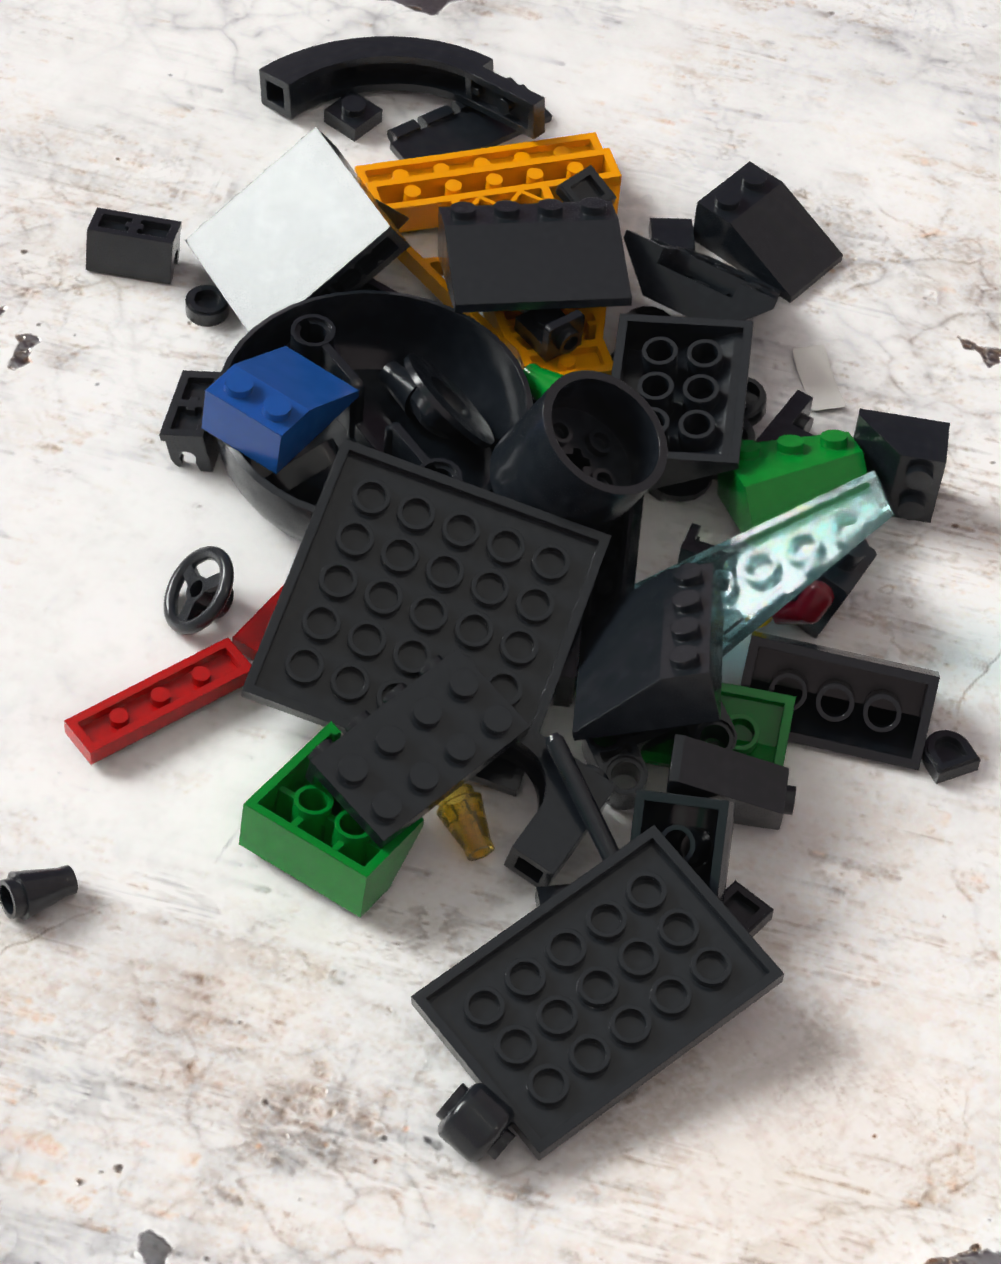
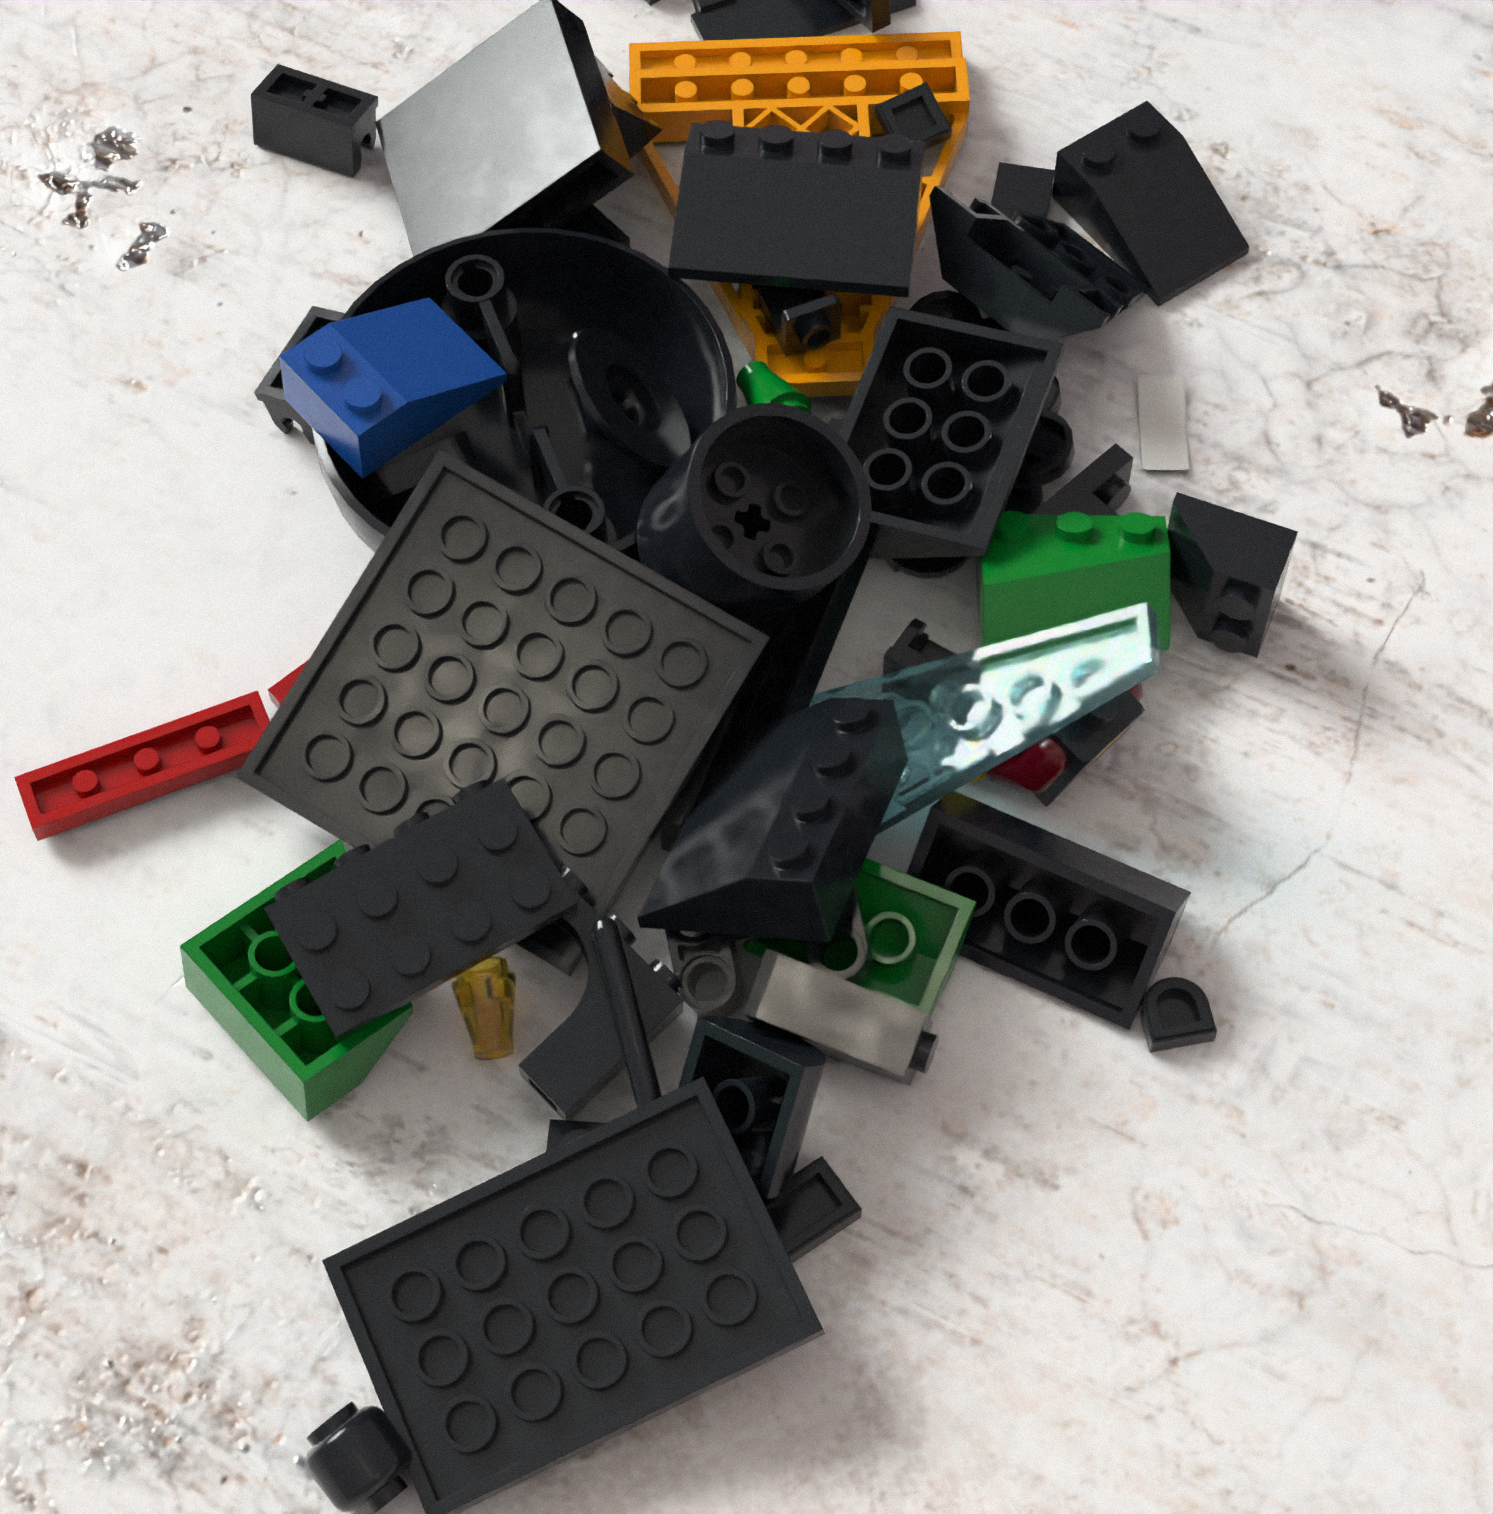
camera: 20 degrees right, 10 degrees up
(206, 306) = (381, 215): black tile -> none
(206, 597) = (247, 627): black piece -> none

